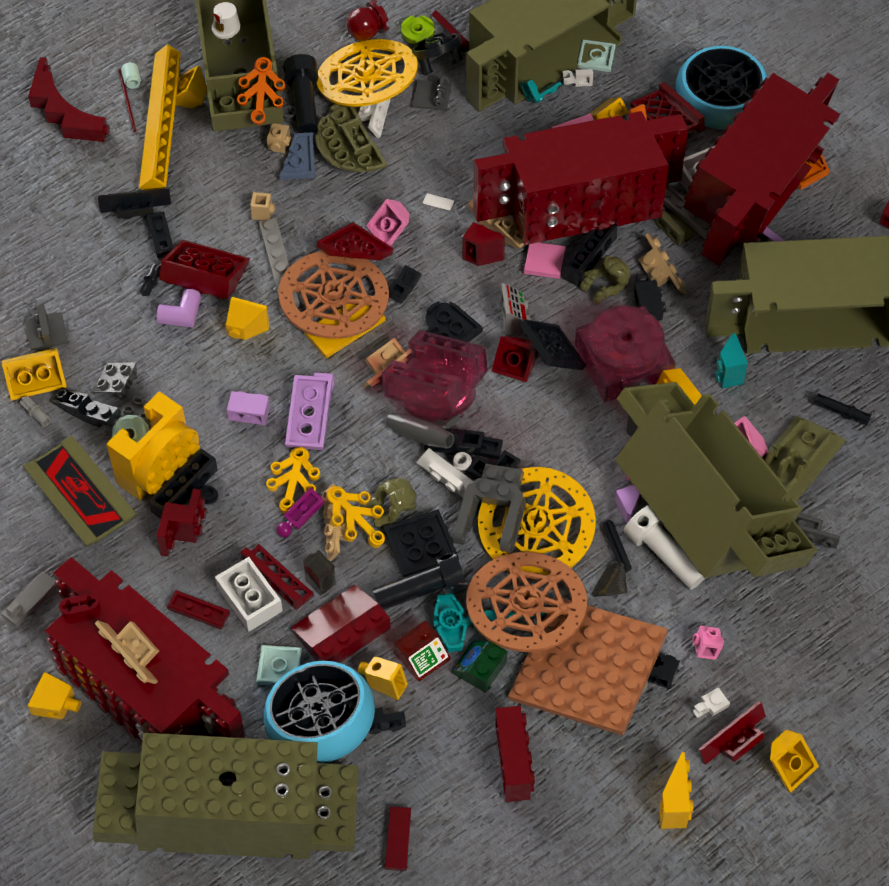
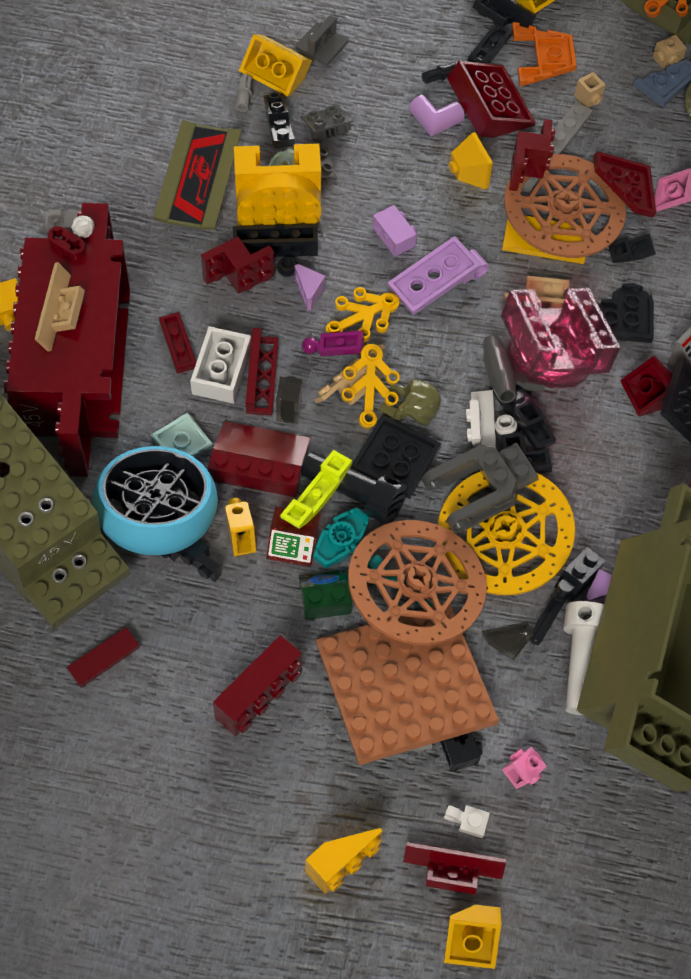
camera: 45 degrees right, 5 degrees up
(78, 585) = (83, 226): none -> white plate
(204, 201) = (553, 53): none -> orange wing
(237, 492) = (310, 285): none -> lavender slope
(283, 279) = (532, 154): none -> dark red bracket
(408, 605) = (319, 491): none -> neon yellow slope
(609, 505) = (578, 575): none -> black brick

